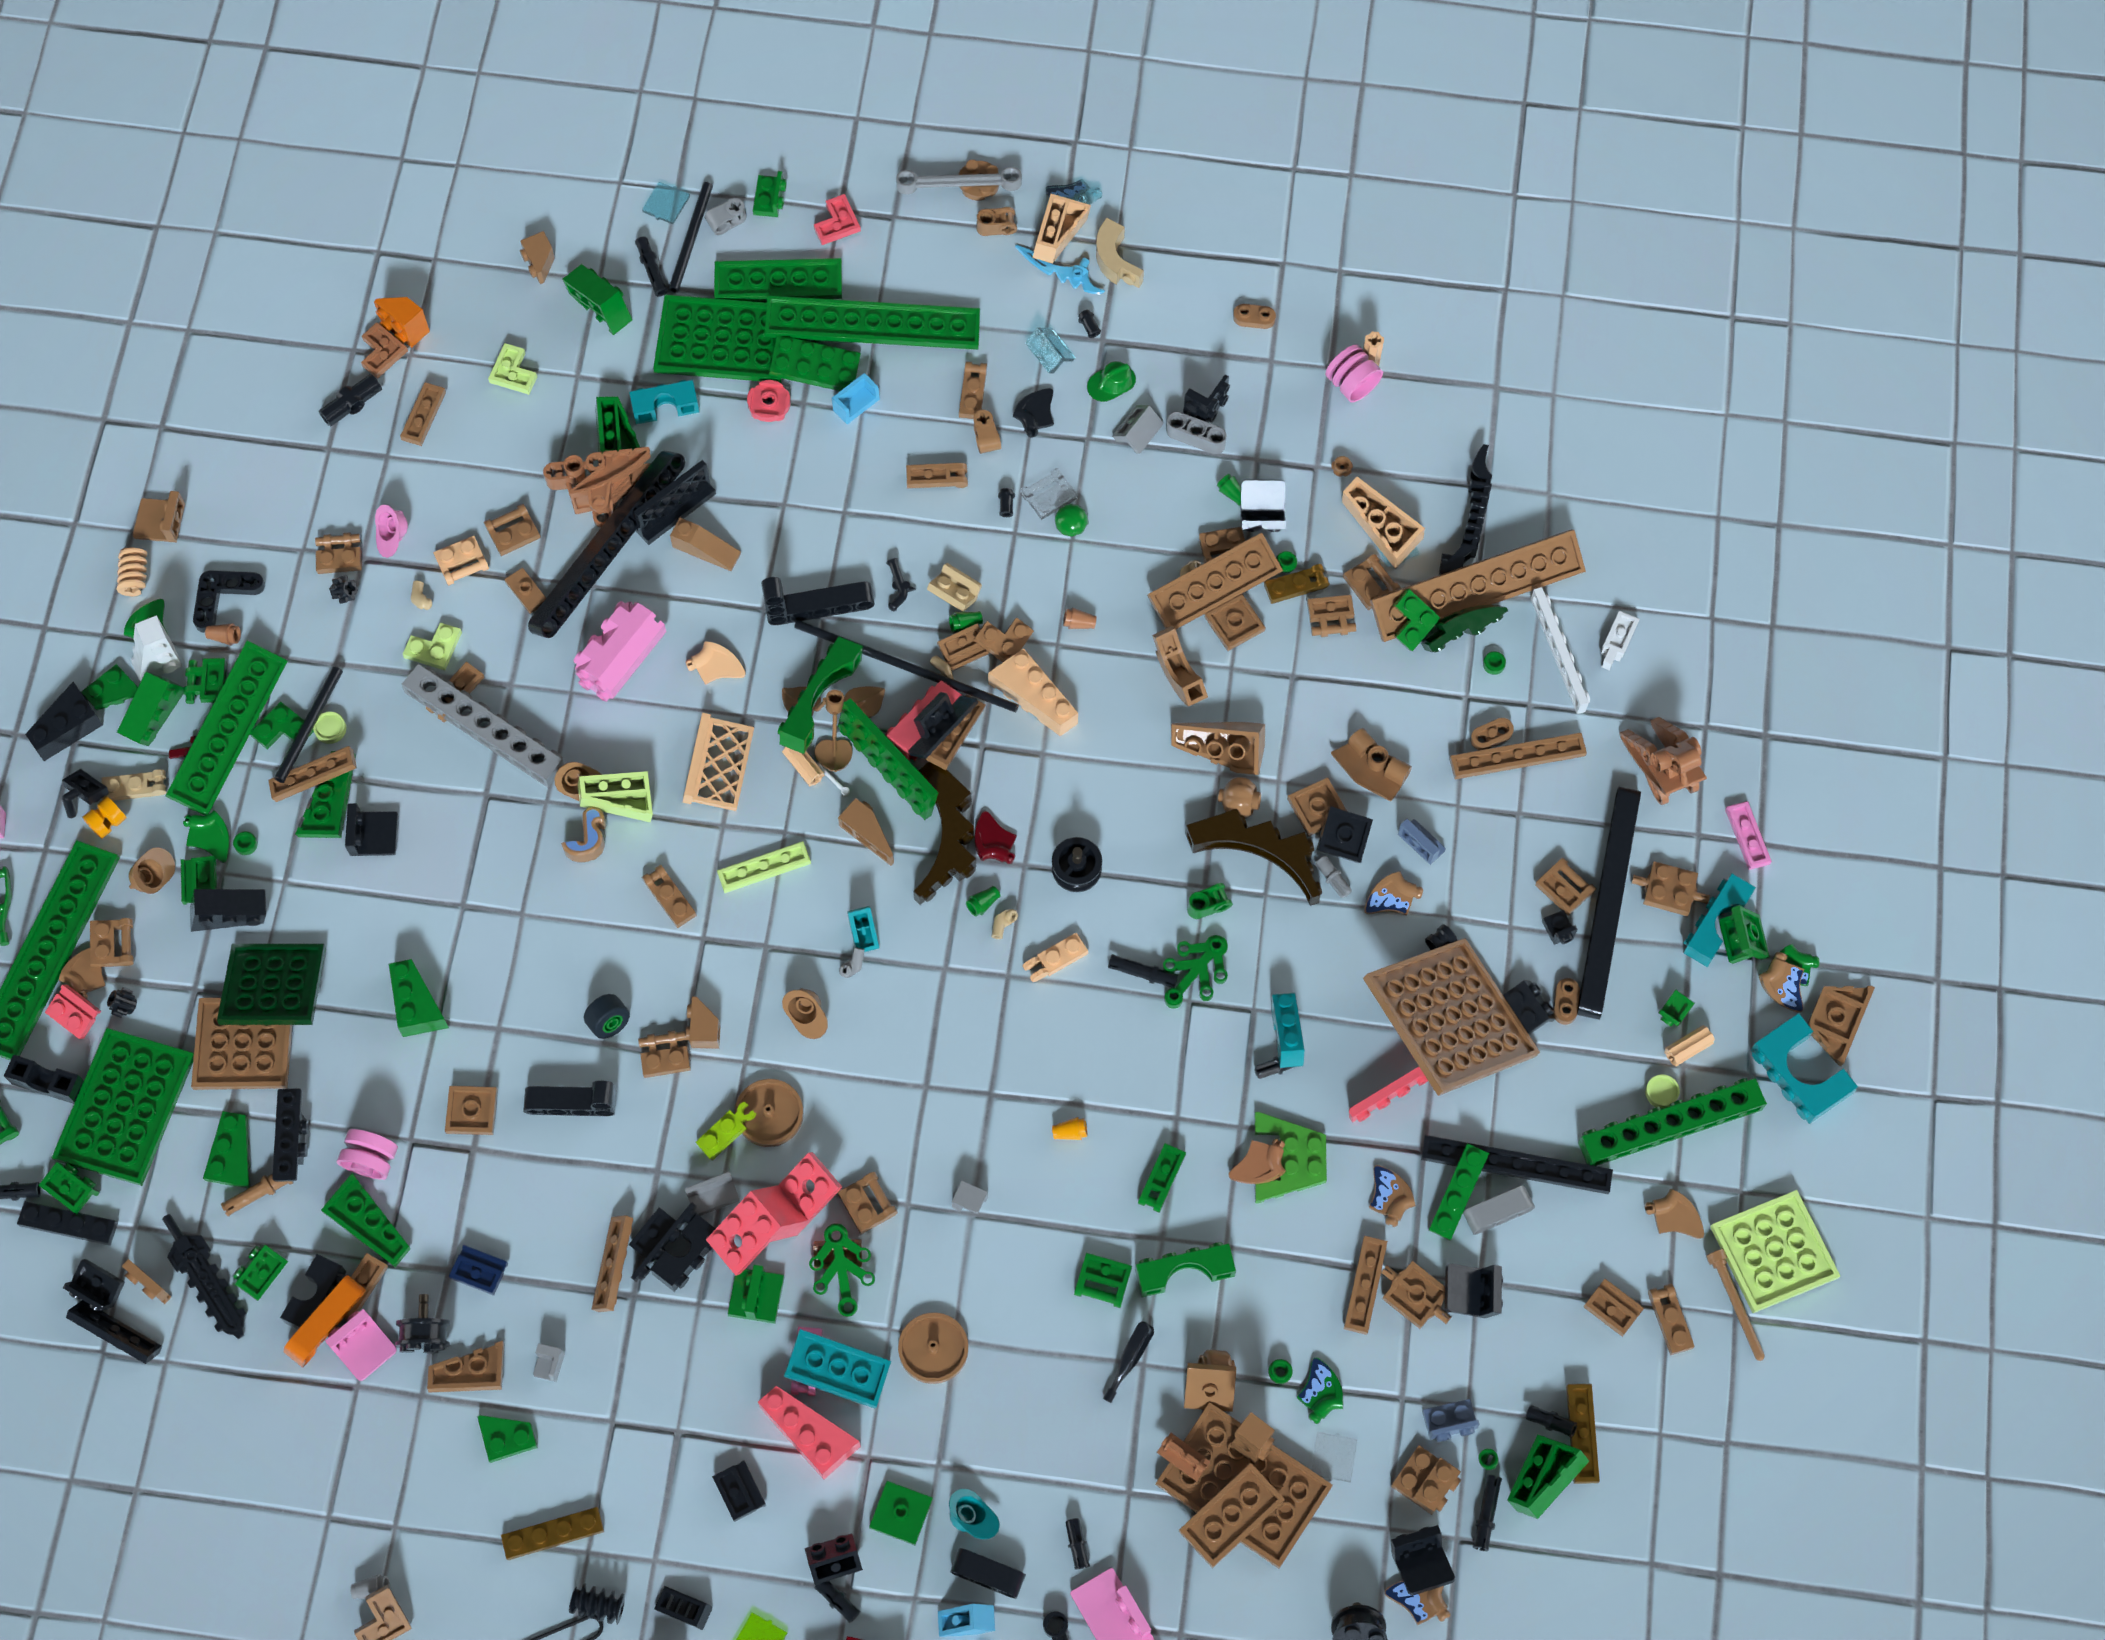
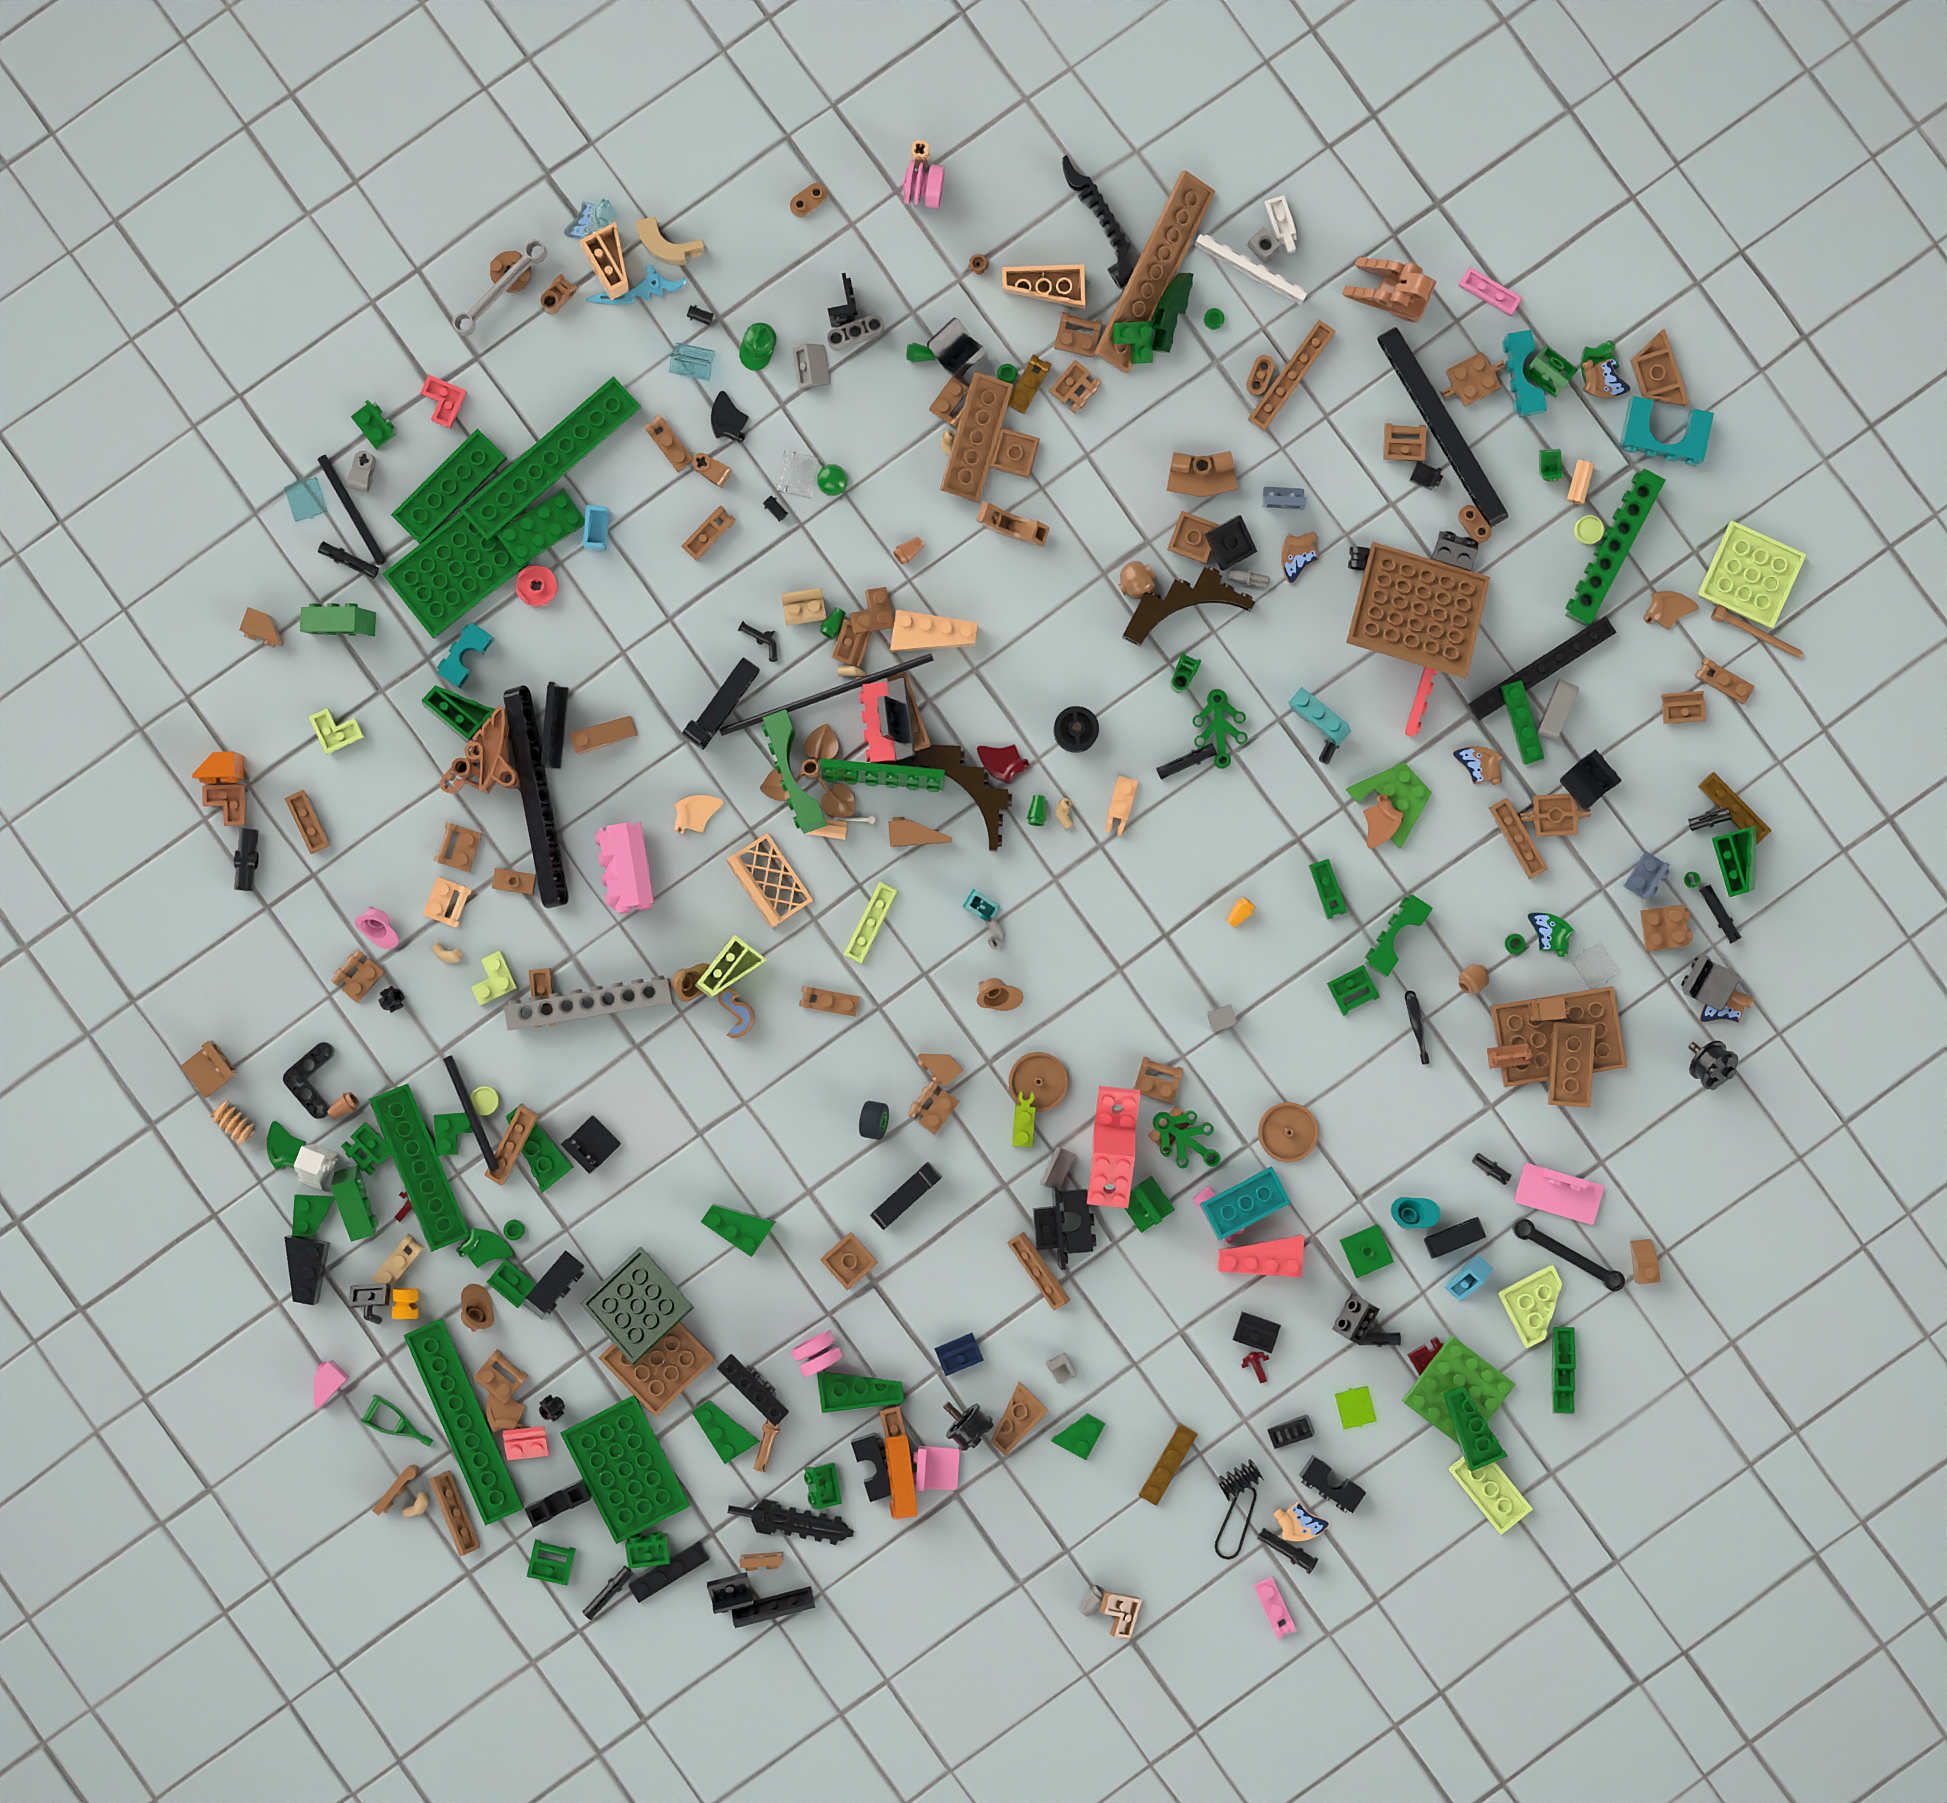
camera: 40 degrees left, 20 degrees up
(715, 1511) = (1253, 1357): none -> dark red piece
(1210, 1384) = (1483, 996): medium nougat plate -> none
(1227, 743) = (1094, 546): medium nougat wedge -> none
(1589, 633) = (1264, 236): none -> light grey brick

